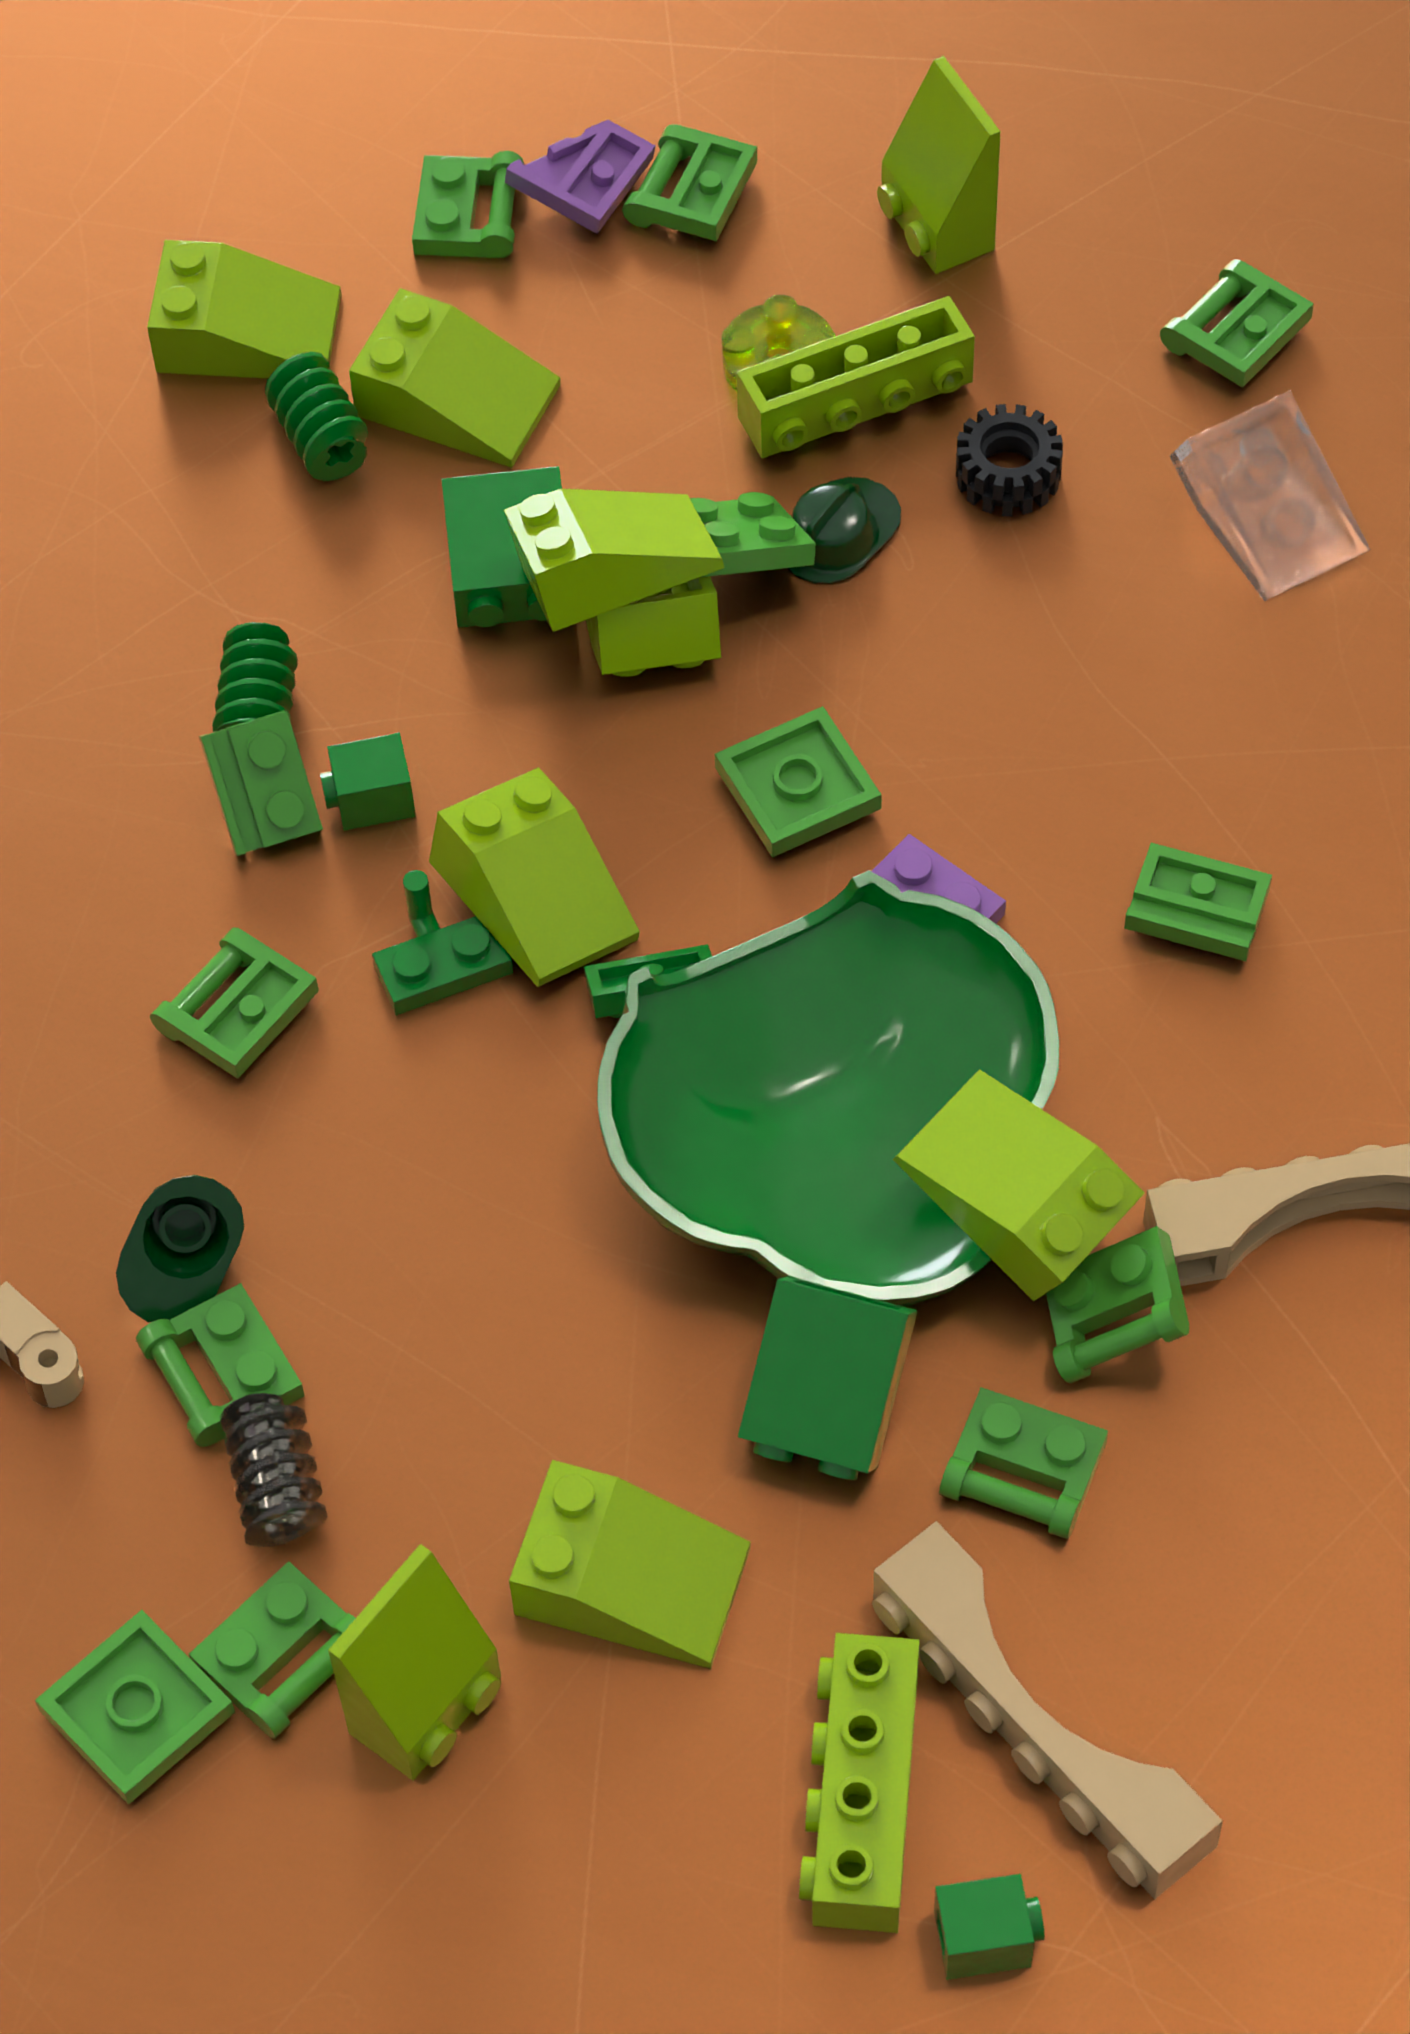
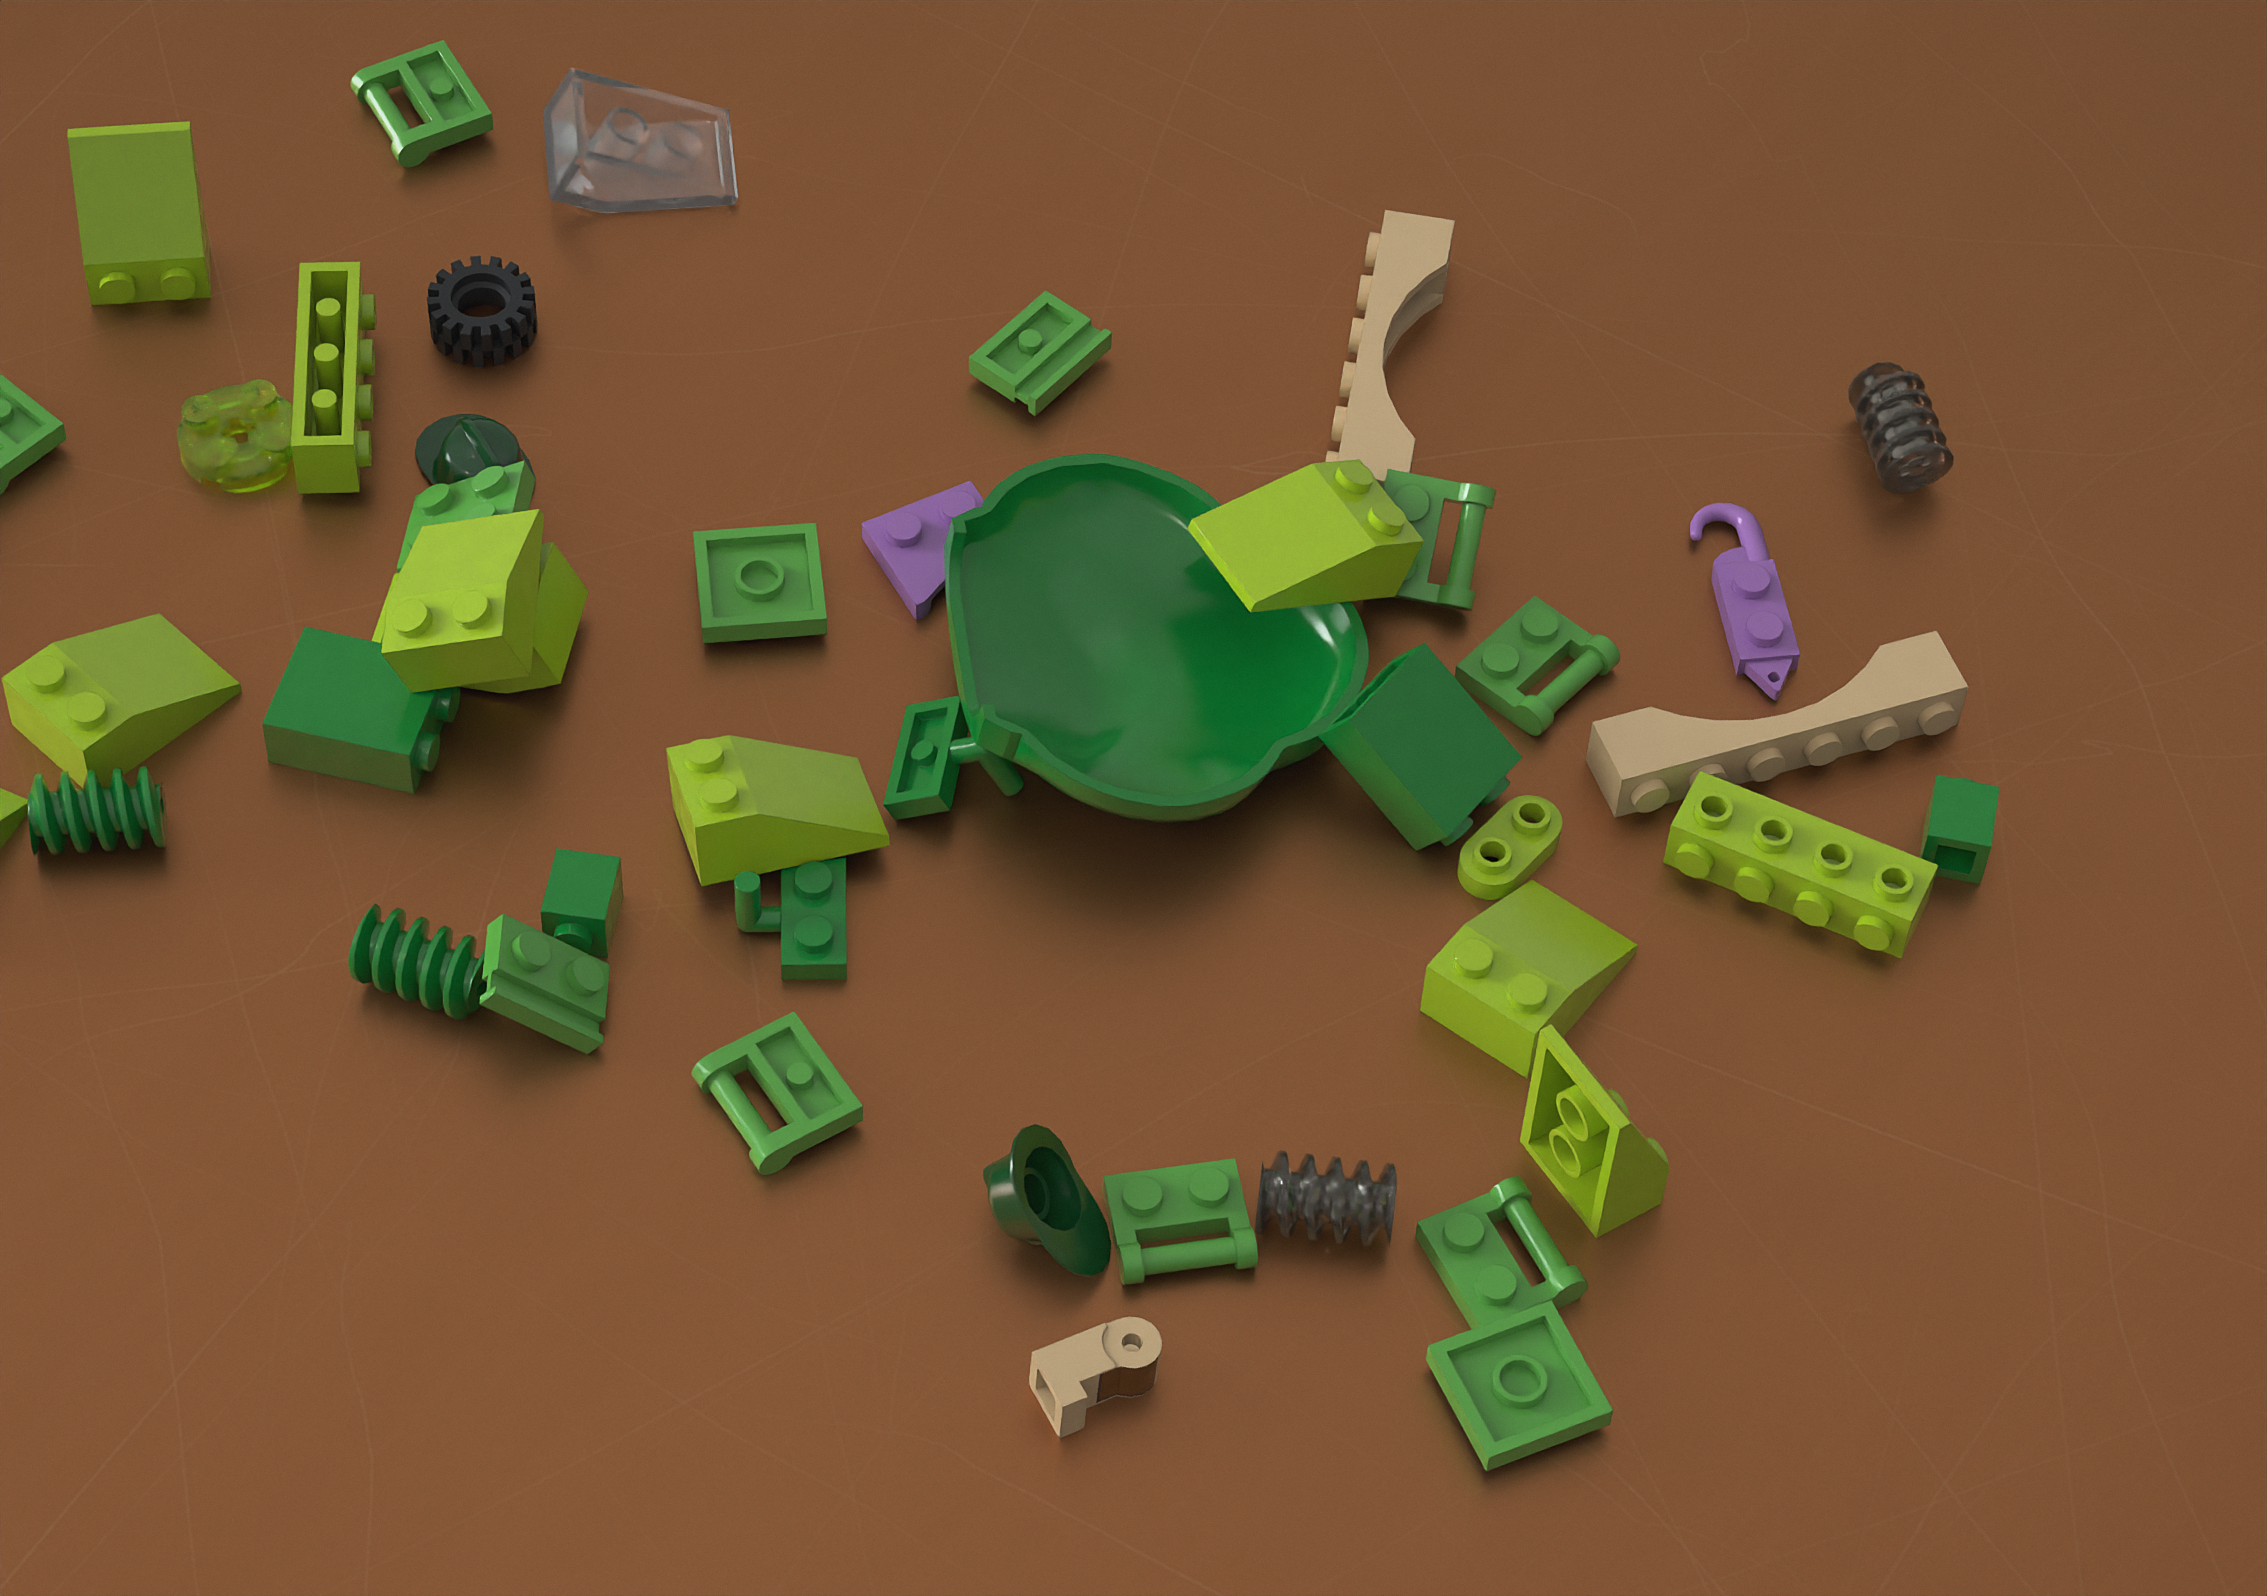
camera: 75 degrees left, 5 degrees down
(778, 1511) = (1514, 842): none -> lime plate
(1214, 1641) = (1751, 601): none -> medium lavender plate

